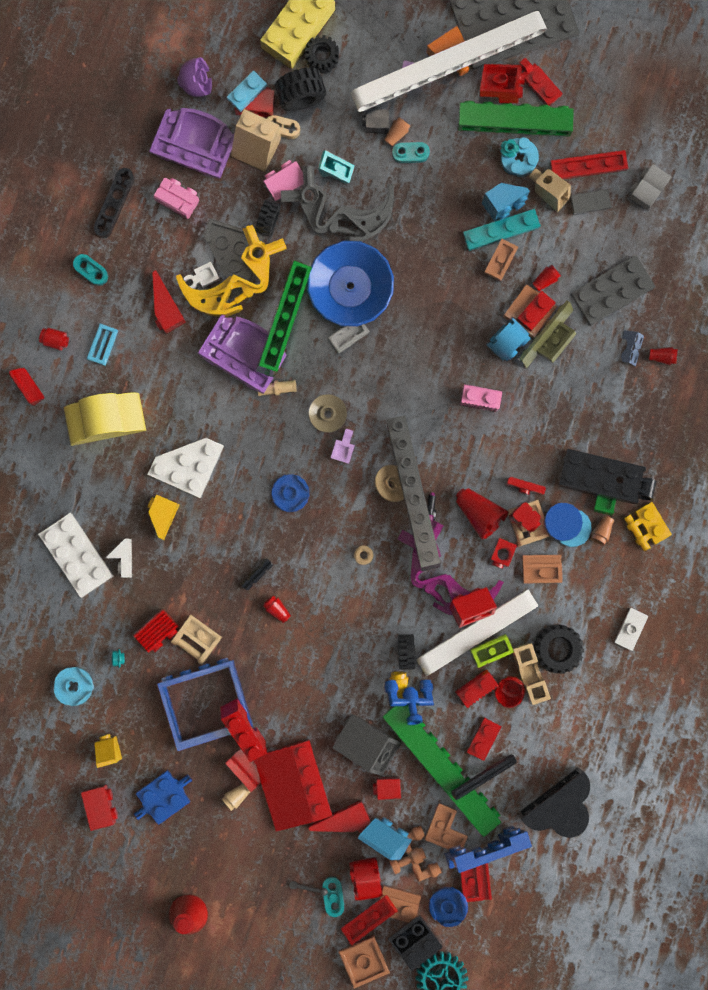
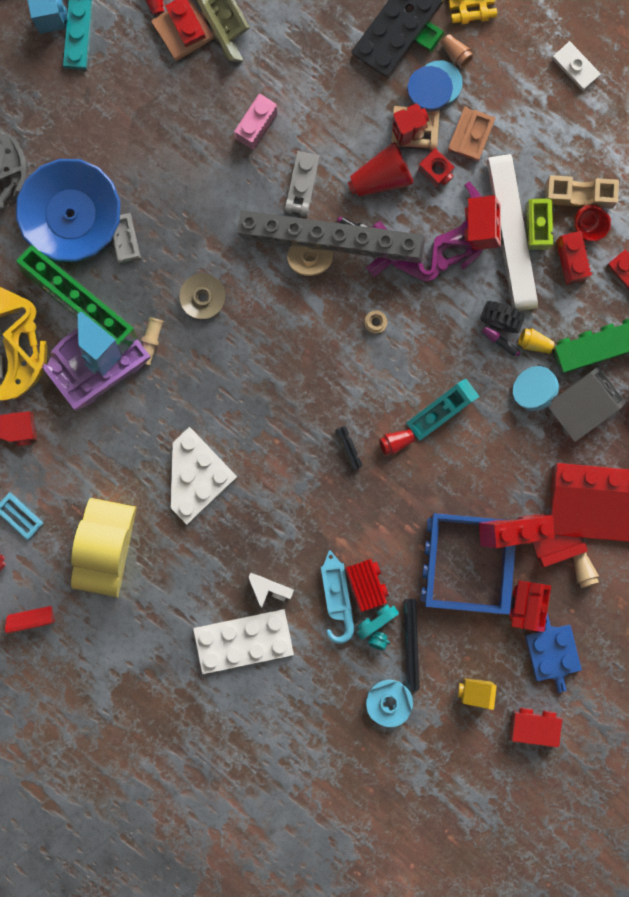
camera: 60 degrees left, 0 degrees up
(125, 685) = (411, 644): none -> black axle
(137, 654) = (367, 627): none -> teal plate
(138, 612) = (337, 597): none -> medium azure plate
(162, 514) = (237, 525): yellow slope -> none
(191, 764) = (530, 606): none -> red brick
(201, 635) = (390, 537): tan plate -> none
(251, 349) = (97, 346): none -> dark azure slope
(290, 493) = (273, 374): blue tile -> none
(316, 635) = (442, 409): none -> teal slope
(342, 449) = (249, 296): lavender plate -> none
(361, 700) = (535, 388): none -> medium azure tile
(388, 658) = (501, 341): none -> piece
(410, 698) = (555, 333): blue piece -> none
(448, 453) = (302, 183): none -> light grey plate
(501, 260) = (112, 37): nougat plate -> none
(508, 339) = (204, 63): dark azure brick -> none
(525, 487) = (374, 113): red plate -> none
(573, 656) = (575, 135): black tyre -> none

